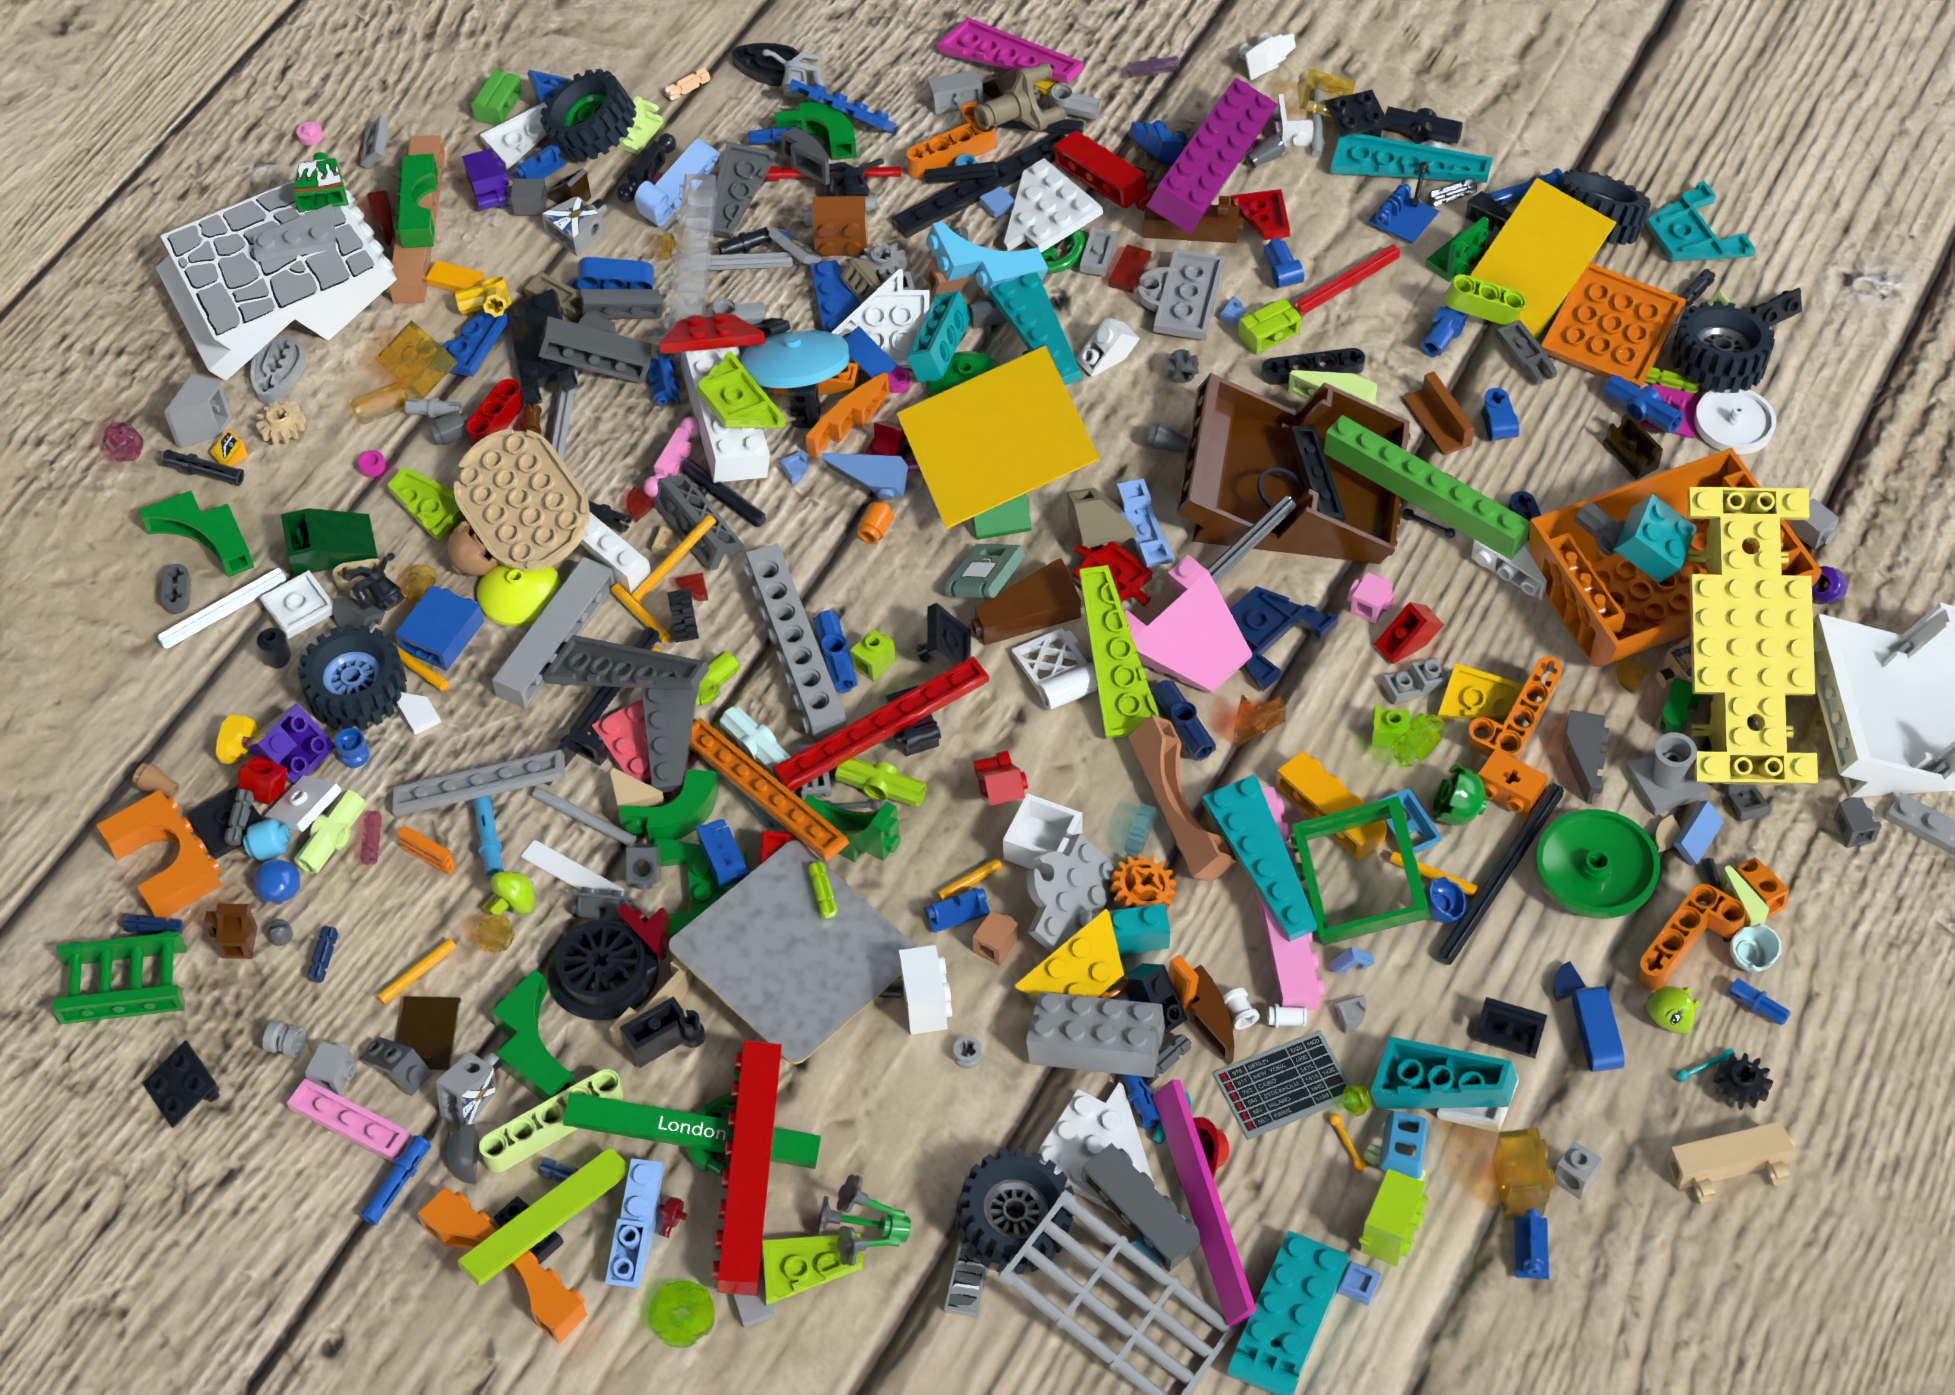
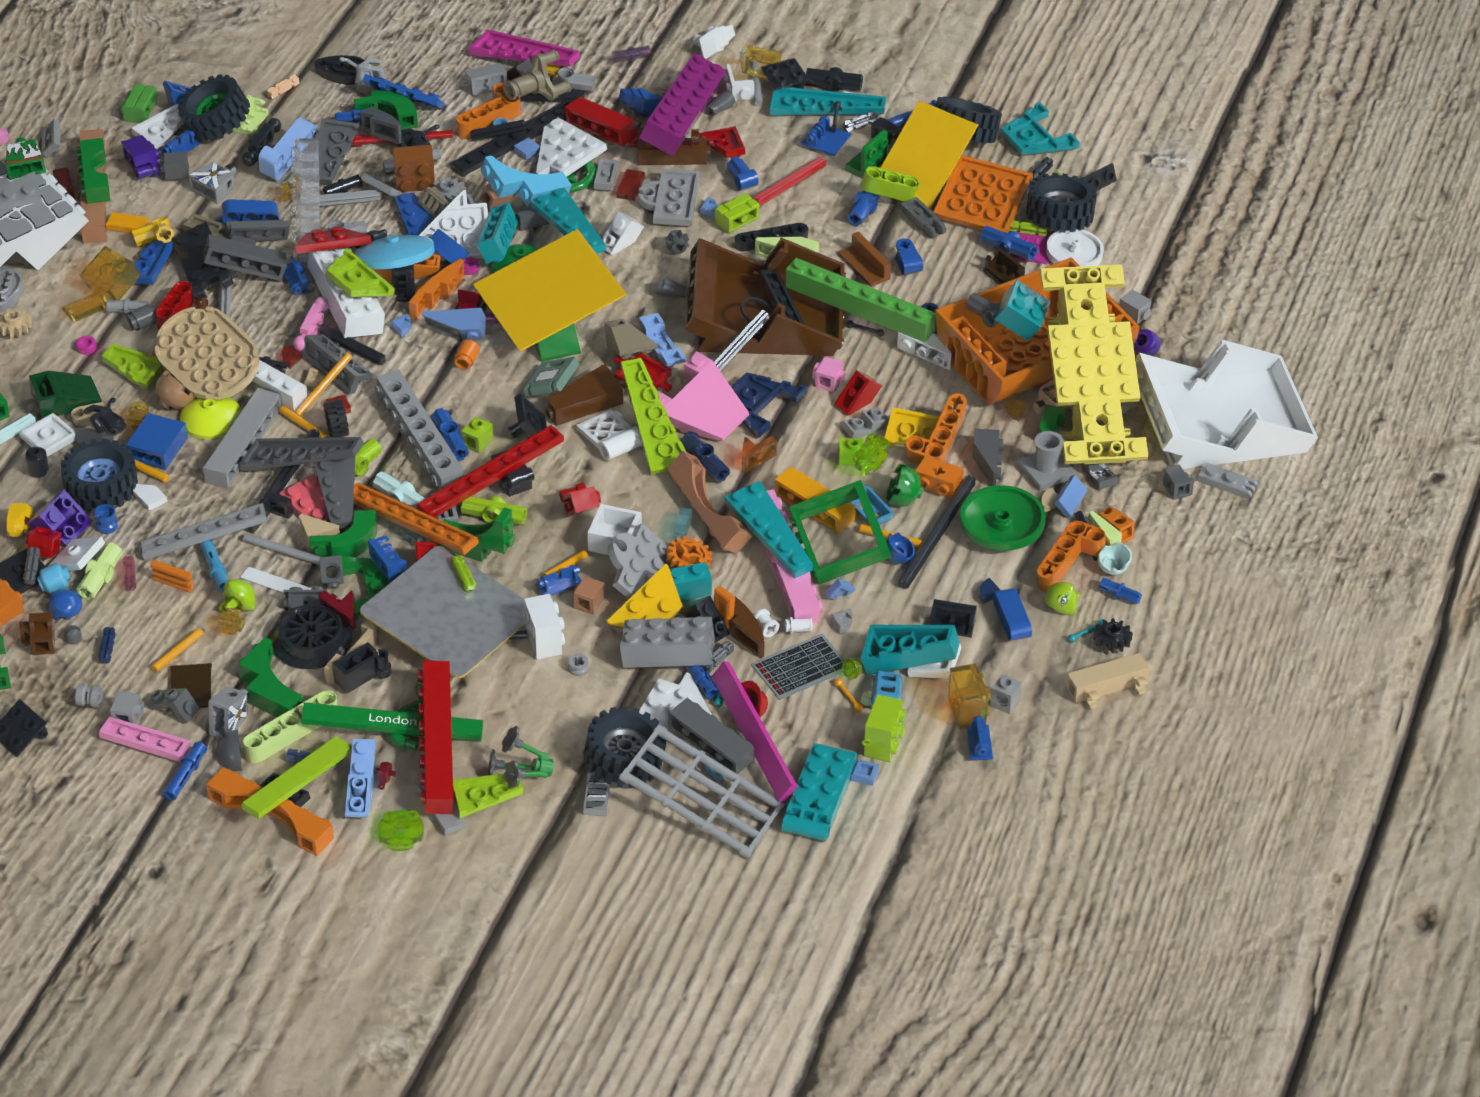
camera: 10 degrees left, 10 degrees down
(571, 186) = (209, 155): dark brown slope -> none

